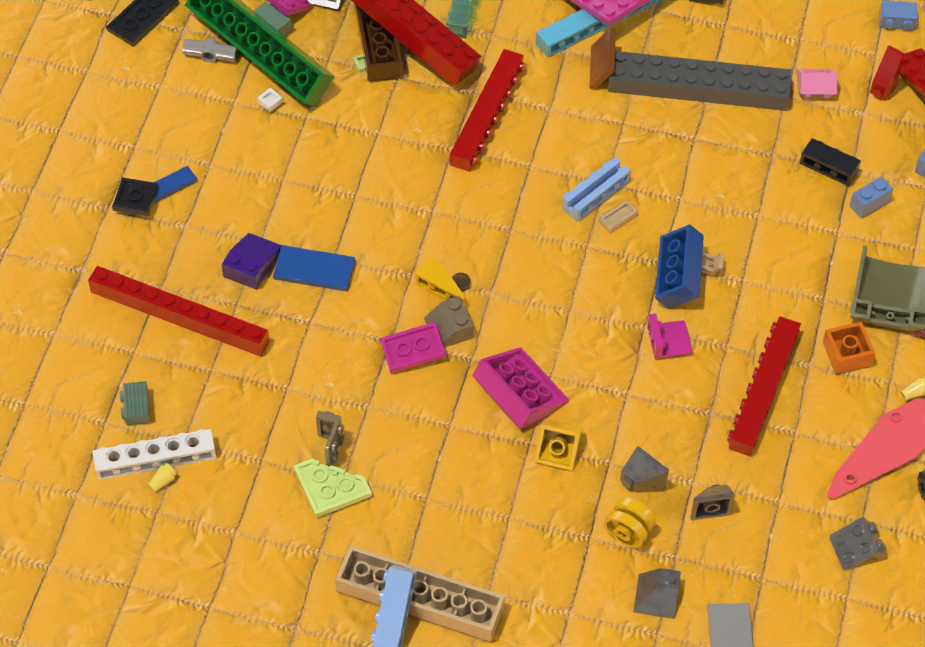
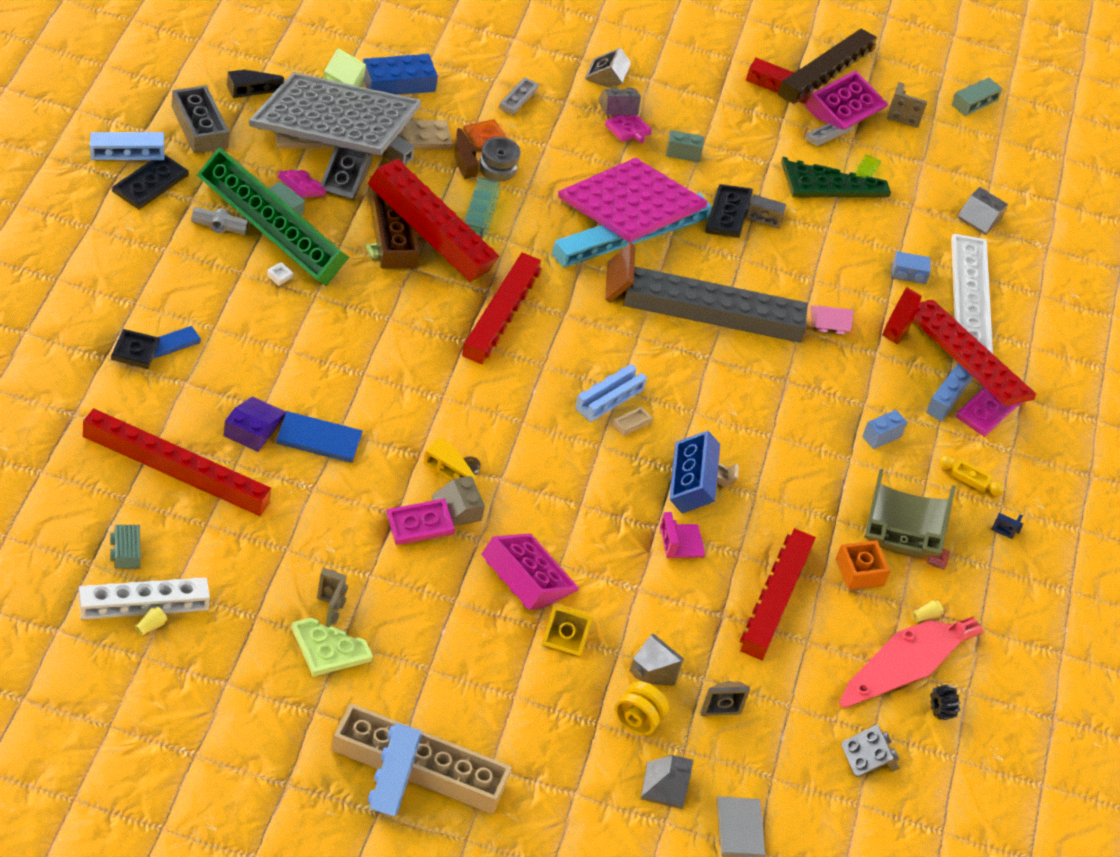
camera: 10 degrees left, 10 degrees down
(830, 162) = (844, 392): black brick -> none

